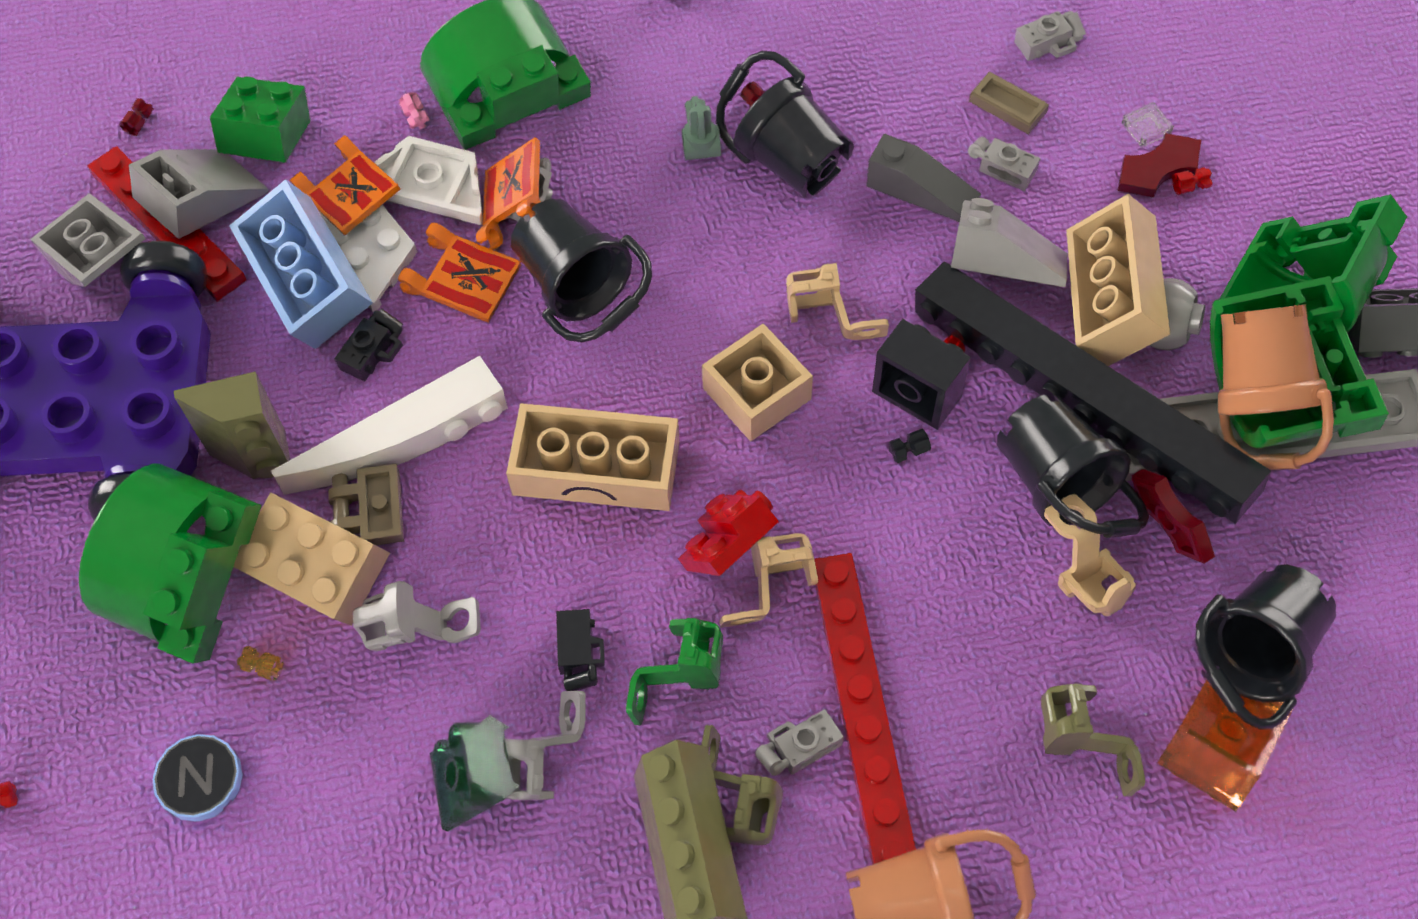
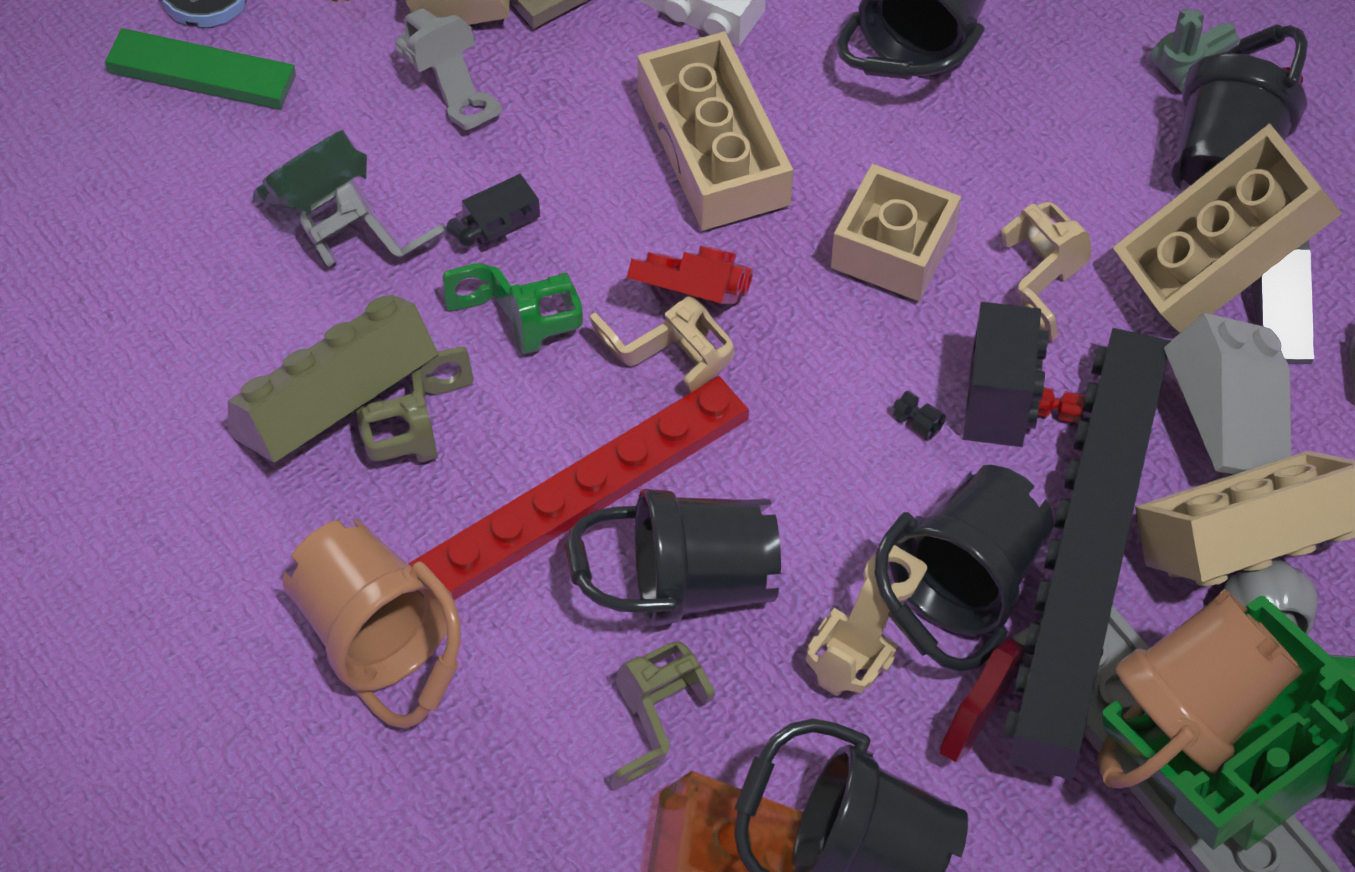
camera: 60 degrees right, 5 degrees down
(281, 817) = (200, 68): none -> green tile
(800, 744) = (501, 452): light grey piece -> none
(887, 179) = (1226, 229): none -> tan brick
(979, 653) = (687, 554): none -> black piece

